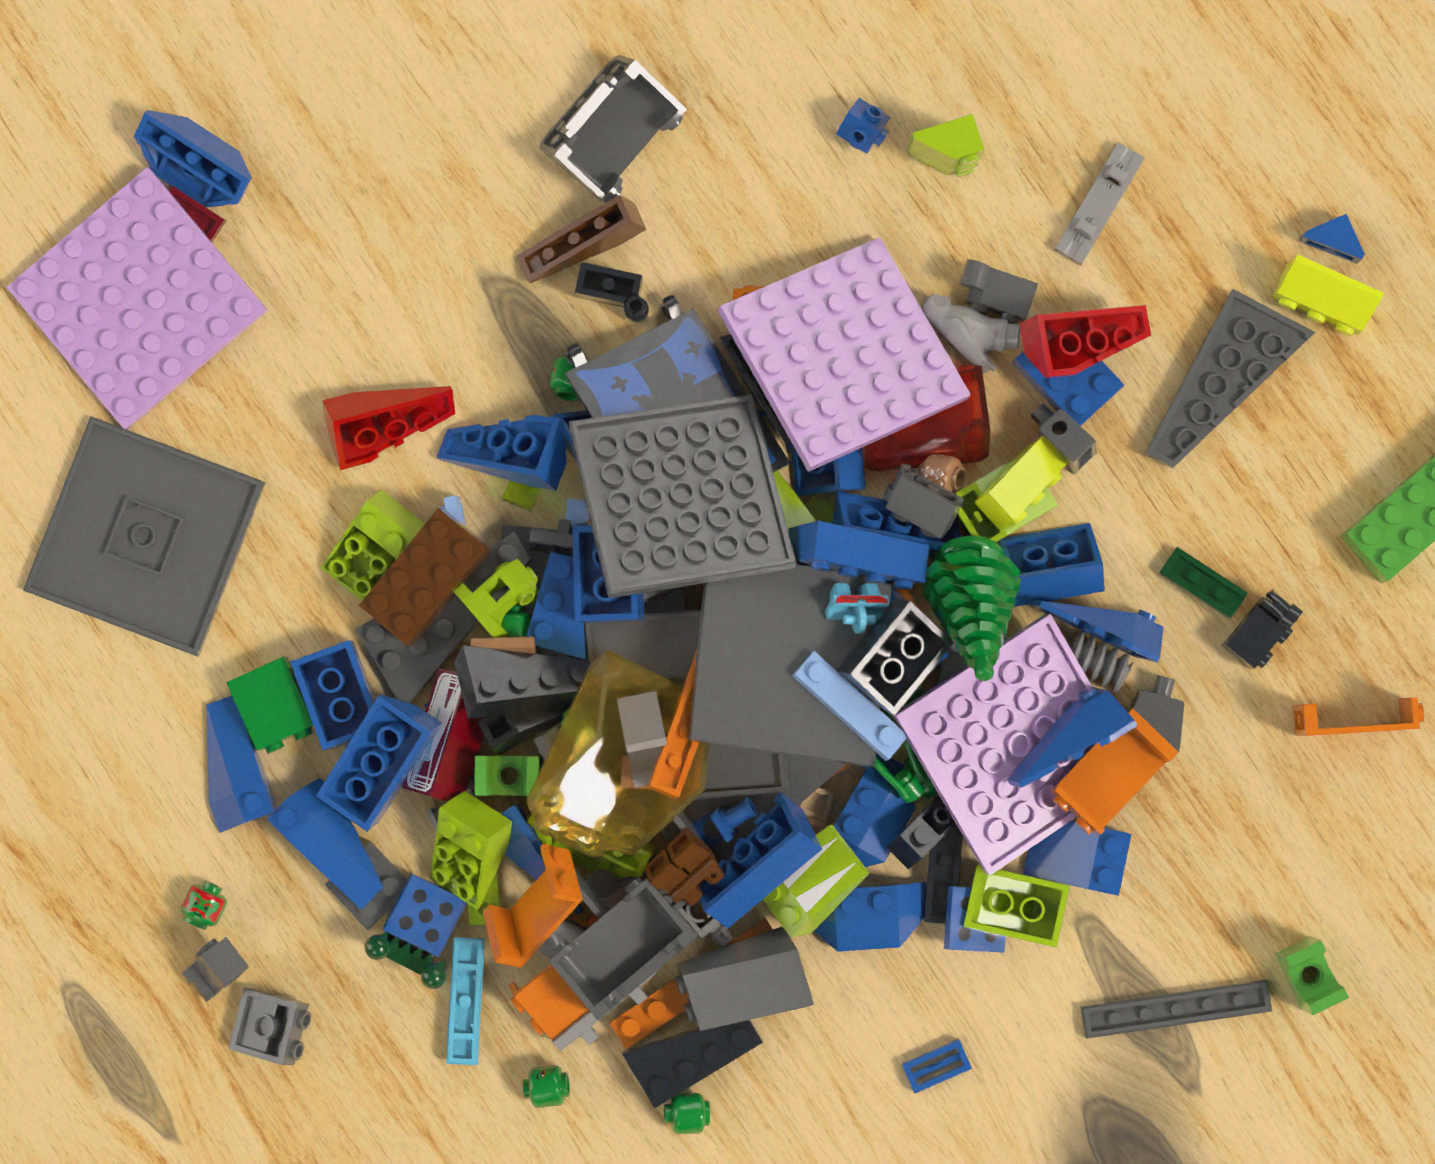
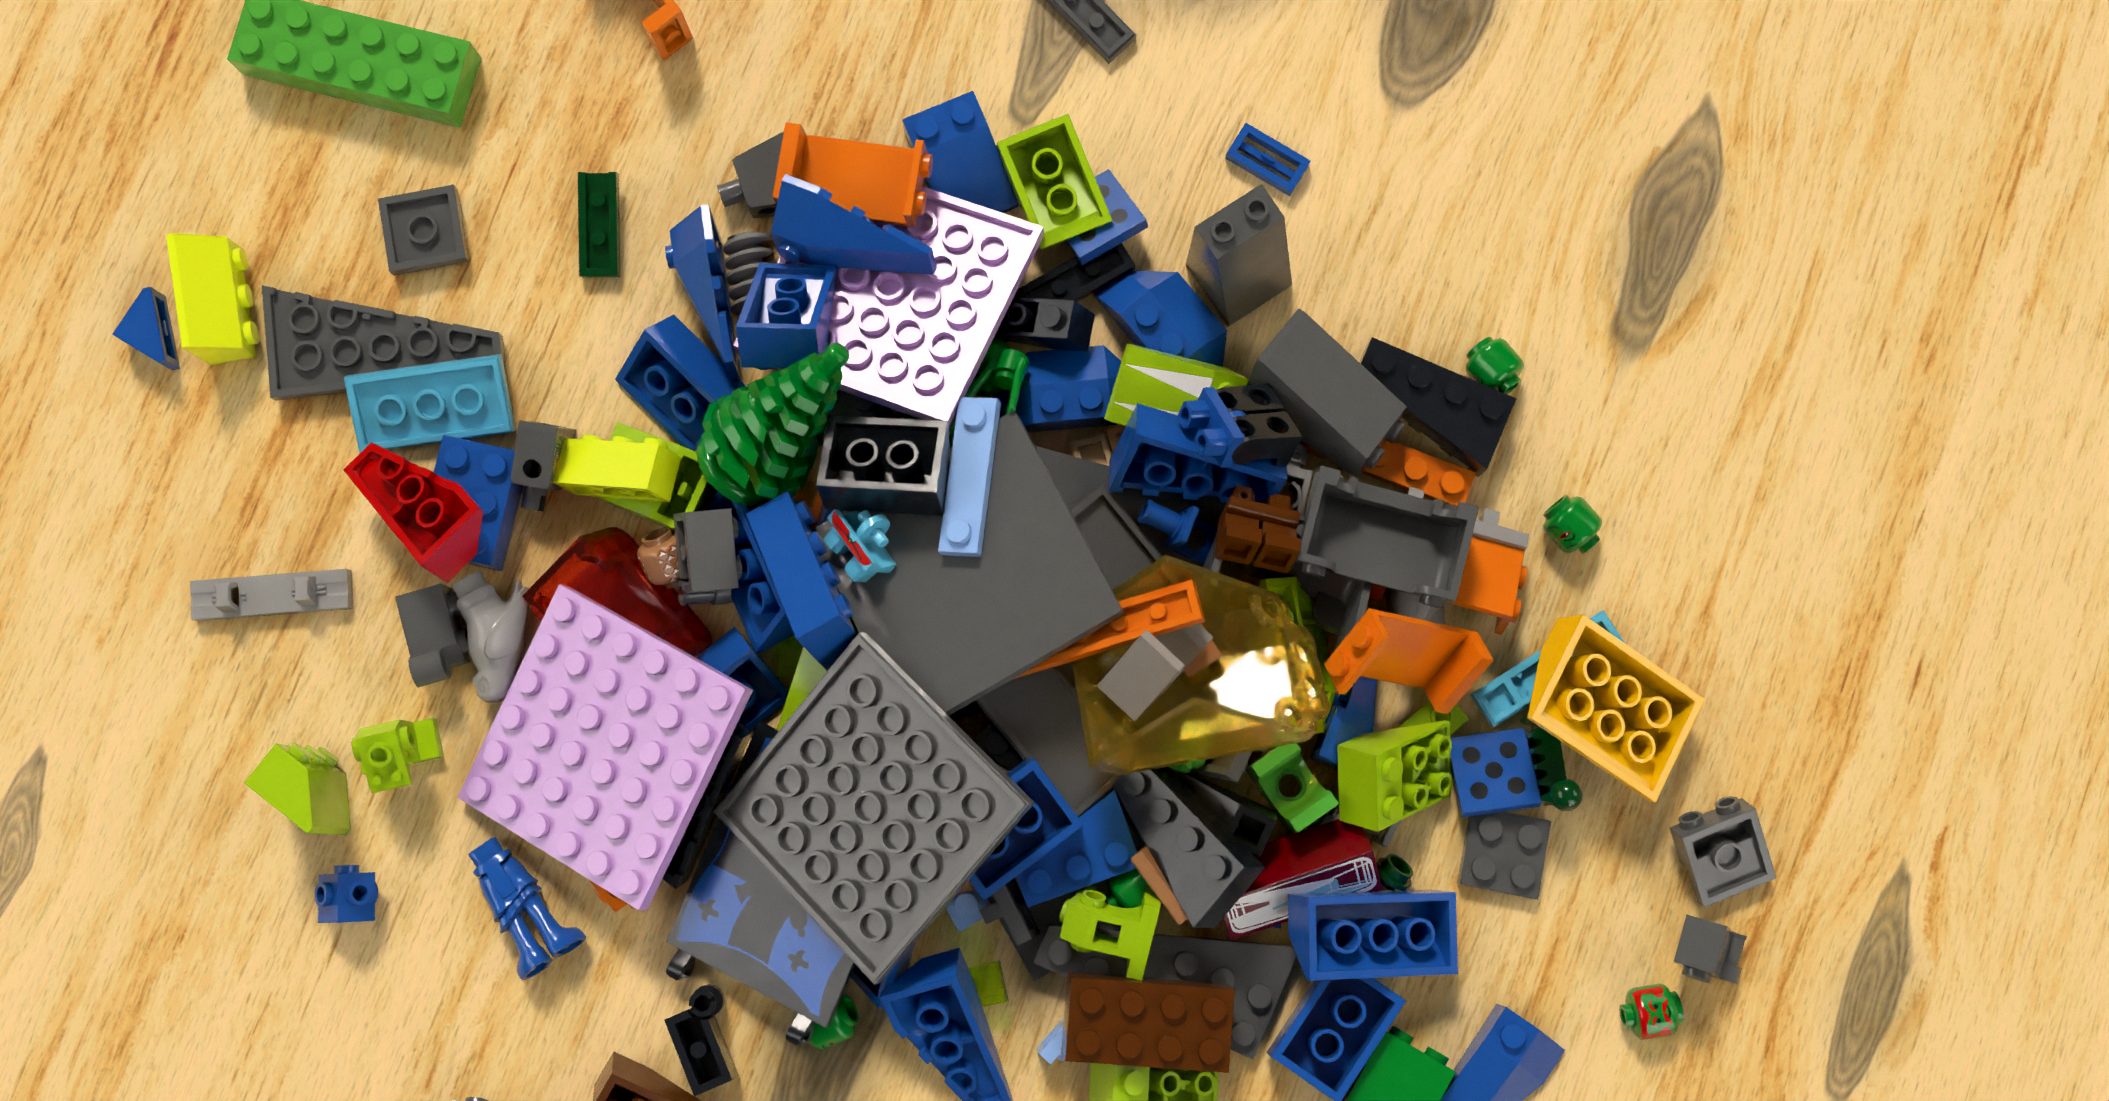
camera: 130 degrees left, 5 degrees down
(328, 843) = (1495, 926): blue wedge -> none
(407, 803) = (1394, 872): none -> dark green plate
(412, 1018) = (1611, 704): none -> yellow slope
(760, 904) = (1239, 427): none -> hips
(794, 230) = (510, 894): none -> blue piece
(875, 993) = (1241, 255): none -> dark grey slope
(939, 217) = (385, 751): none -> lime tile
(1044, 662) = (785, 314): none -> blue slope
(1156, 390) = (430, 401): none -> medium azure tile
(1261, 630) = (606, 135): black hinge -> none
(1281, 464) = (423, 230): none -> dark grey plate

